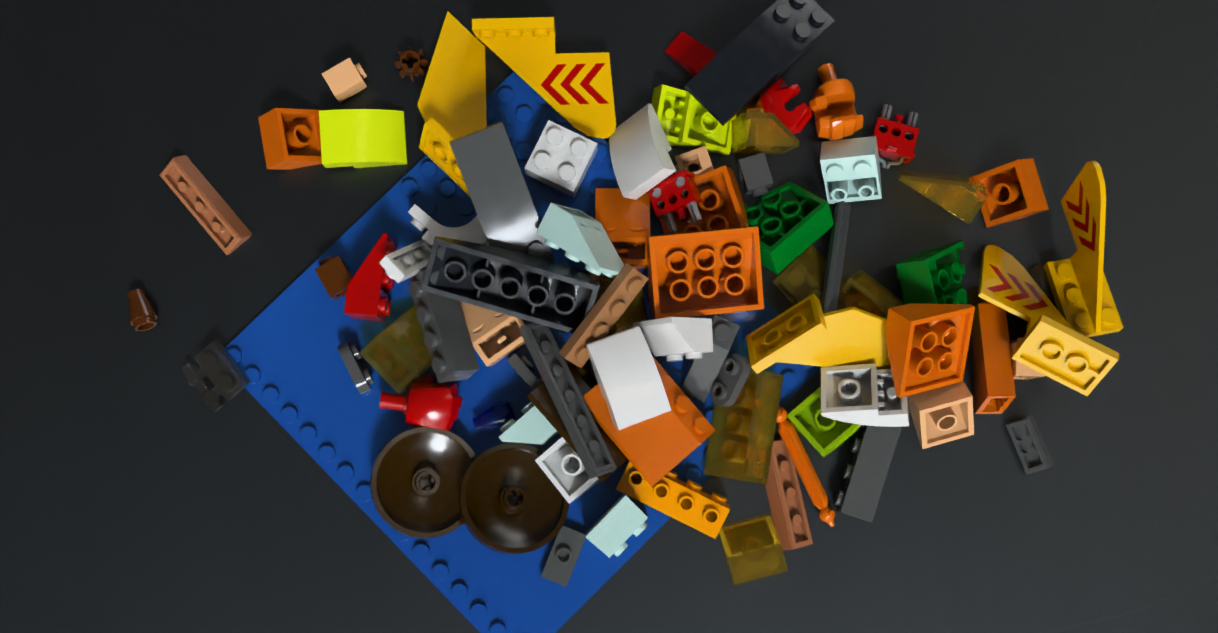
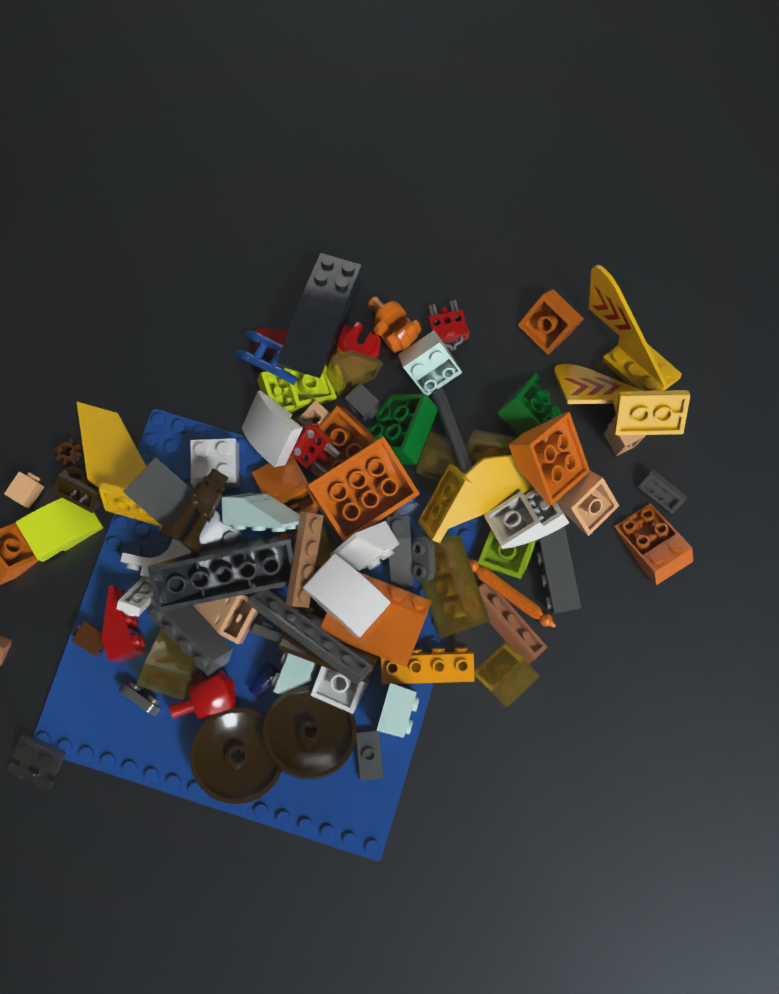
camera: 25 degrees left, 5 degrees down
(399, 105) = (75, 487): none -> dark brown brick
(530, 197) = (203, 499): none -> dark brown piece
(569, 82) = (194, 406): yellow piece -> none
(665, 66) = (256, 359): none -> blue piece
(952, 192) = (511, 341): clear yellow slope -> none
(989, 496) = (654, 543): none -> orange slope
(991, 360) = (602, 445): orange slope -> none

